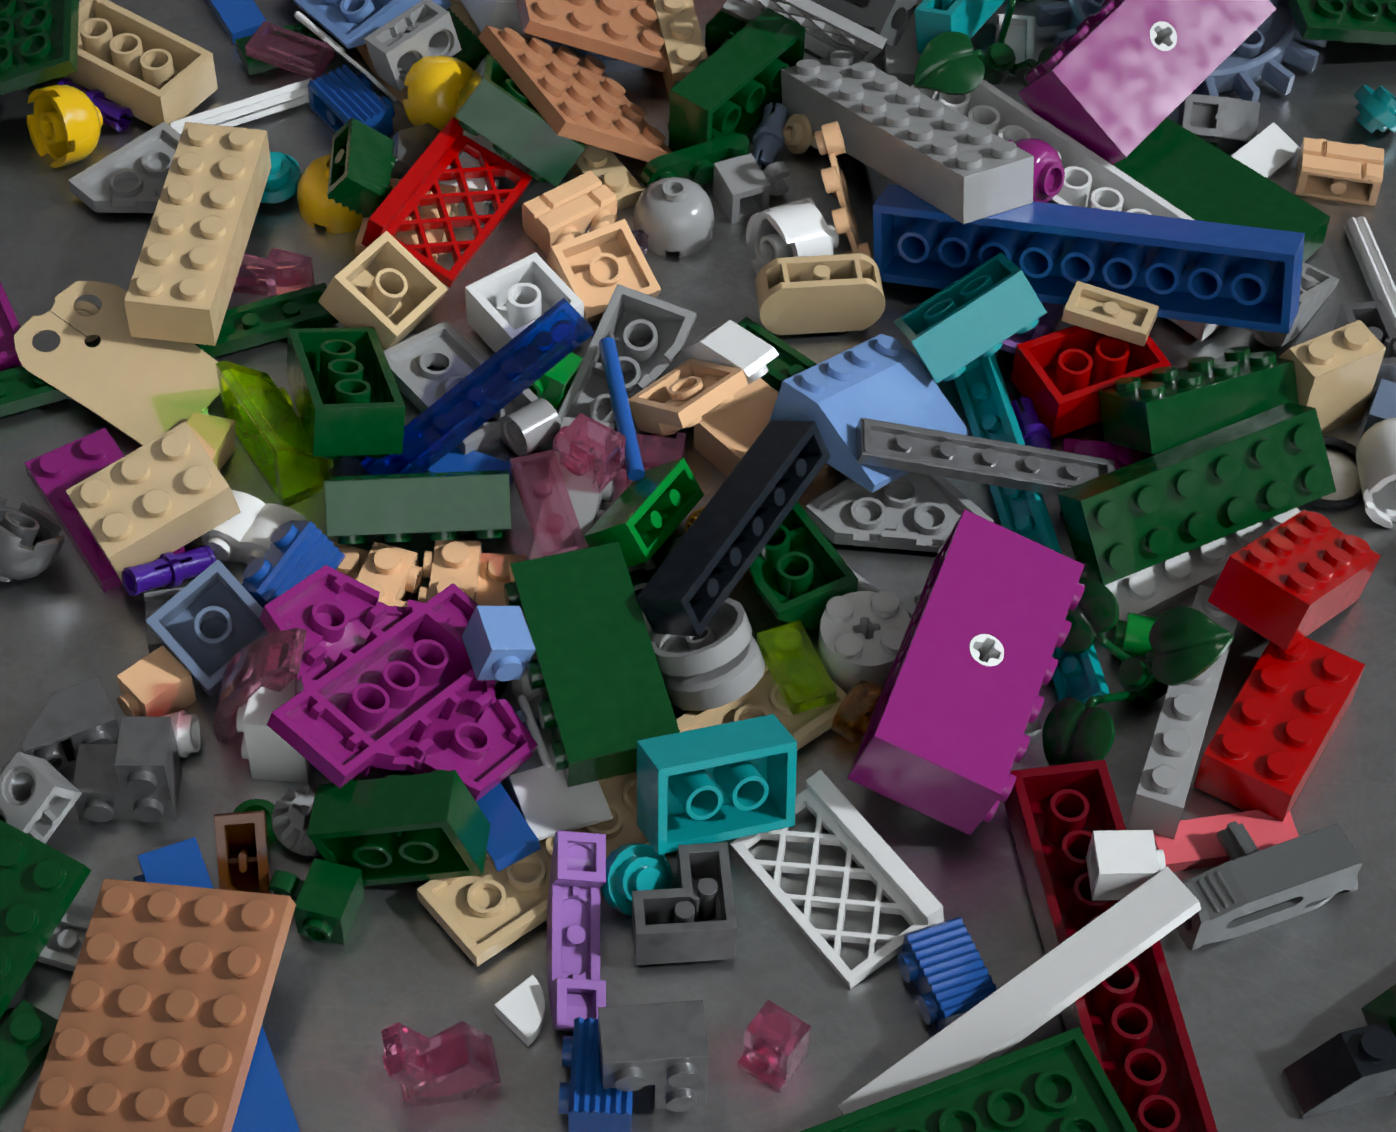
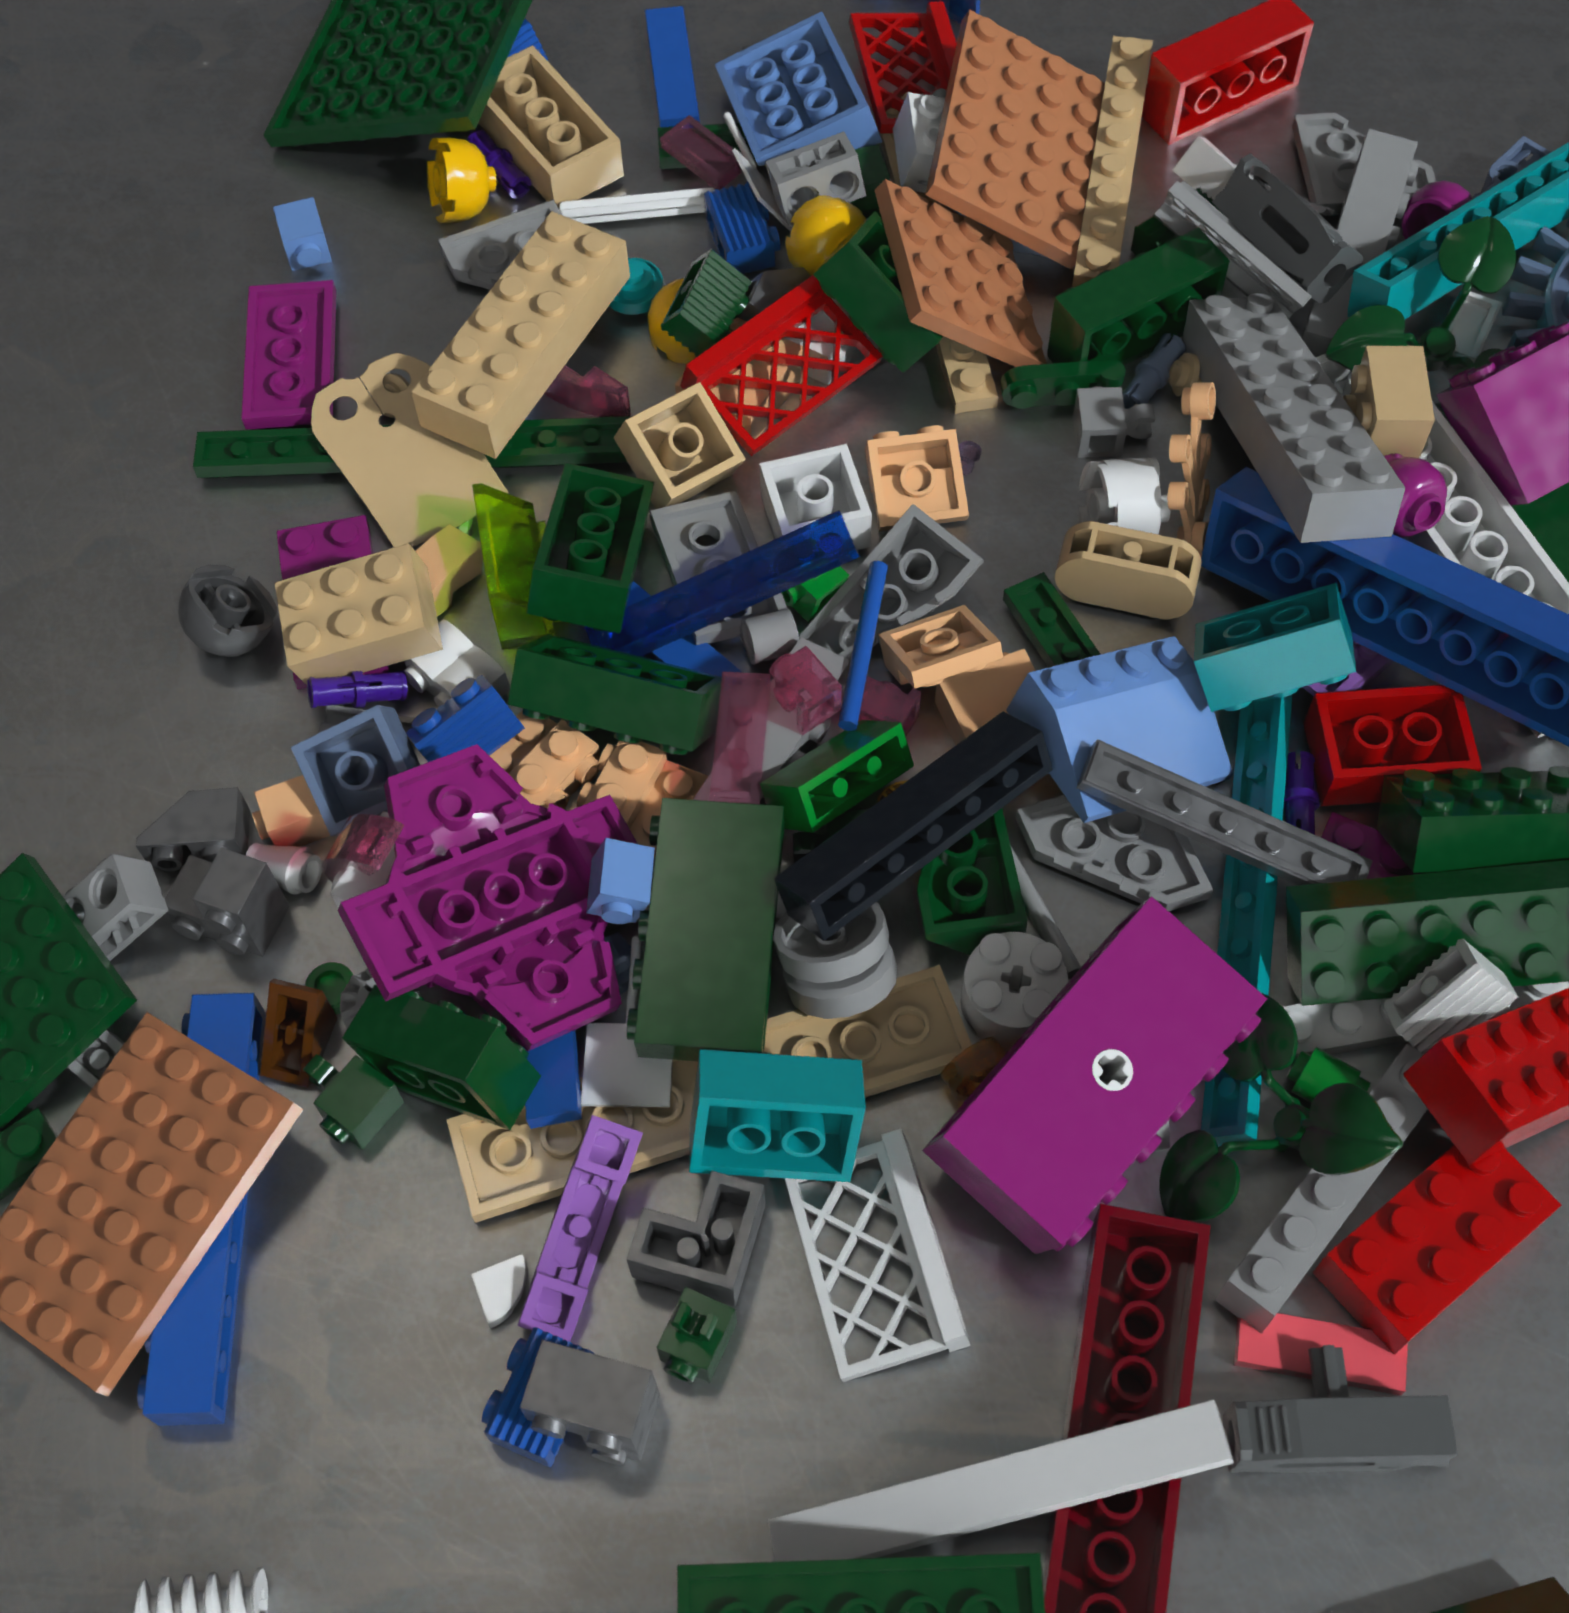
camera: 25 degrees right, 10 degrees up
(441, 1067) = (384, 1326): clear pink brick -> none
(568, 210) = (910, 401): light nougat brick -> none
(634, 869) = (663, 1182): teal plate -> none
(674, 216) = (1017, 436): light grey cylinder -> none
(717, 982) = (696, 1337): none -> dark green brick
(733, 347) = (1005, 612): white slope -> none
(774, 1046) = (728, 1429): clear pink brick -> none
(796, 667) = (927, 997): clear neon green plate -> none
(945, 971) = (945, 1411): blue brick -> none
(991, 95) = (1393, 398): none -> tan brick
(1110, 313) = (1433, 689): tan plate -> none
(1121, 862) = (1174, 1369): white brick -> none
(1217, 532) = (1449, 997): none -> white brick

